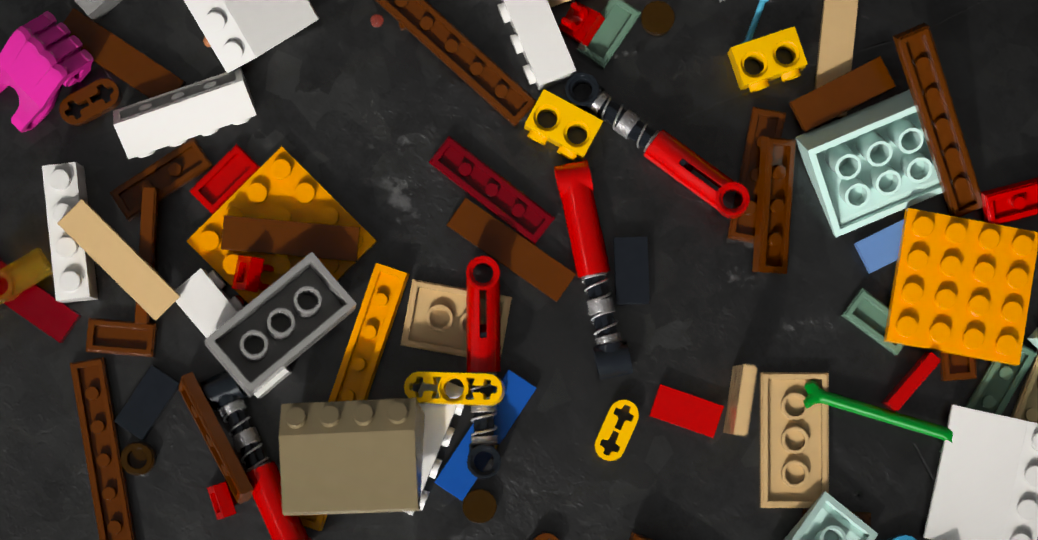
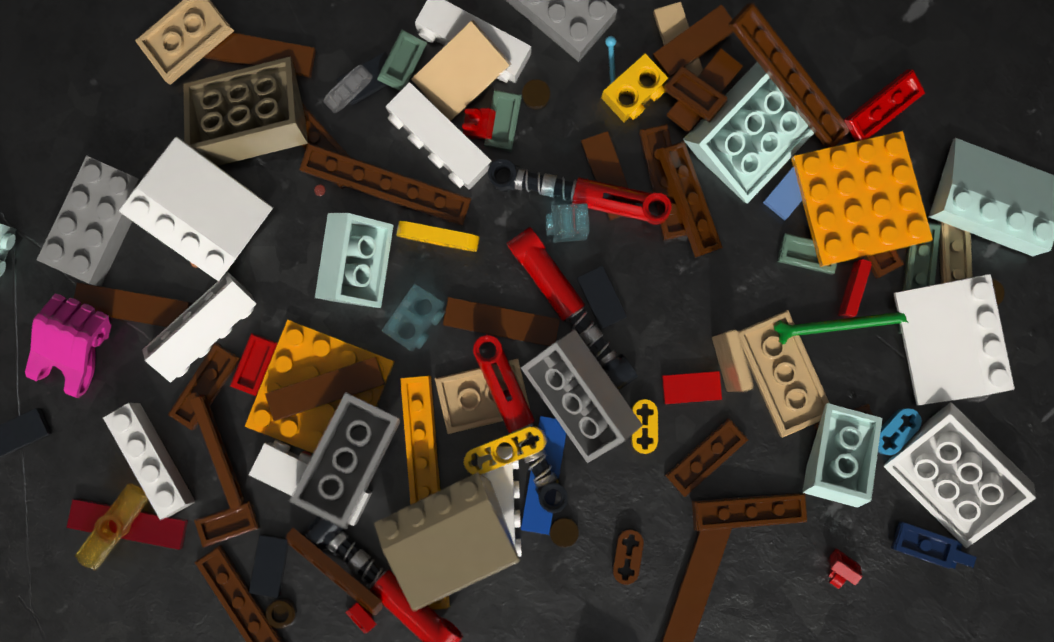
camera: 25 degrees left, 0 degrees up
(94, 109) = (117, 345): reddish brown beam -> none
(119, 259) = (195, 465): tan tile -> none
(249, 272) = (304, 431): red tile -> none
(381, 113) = (354, 260): none -> light aqua slope
(414, 196) = (408, 313): none -> clear light blue brick
(483, 126) = (437, 236): none -> yellow beam
(491, 190) = (466, 282): dark red tile -> none
(561, 366) = (581, 396): none -> light grey brick
(567, 117) = (500, 200): yellow brick -> none
(629, 174) = (568, 223): none -> clear light blue brick
(669, 493) = (706, 457): none -> reddish brown tile
(699, 127) = (604, 163): none -> reddish brown tile
(829, 94) = (695, 93): none -> reddish brown tile
(853, 36) = (694, 41): none -> reddish brown tile

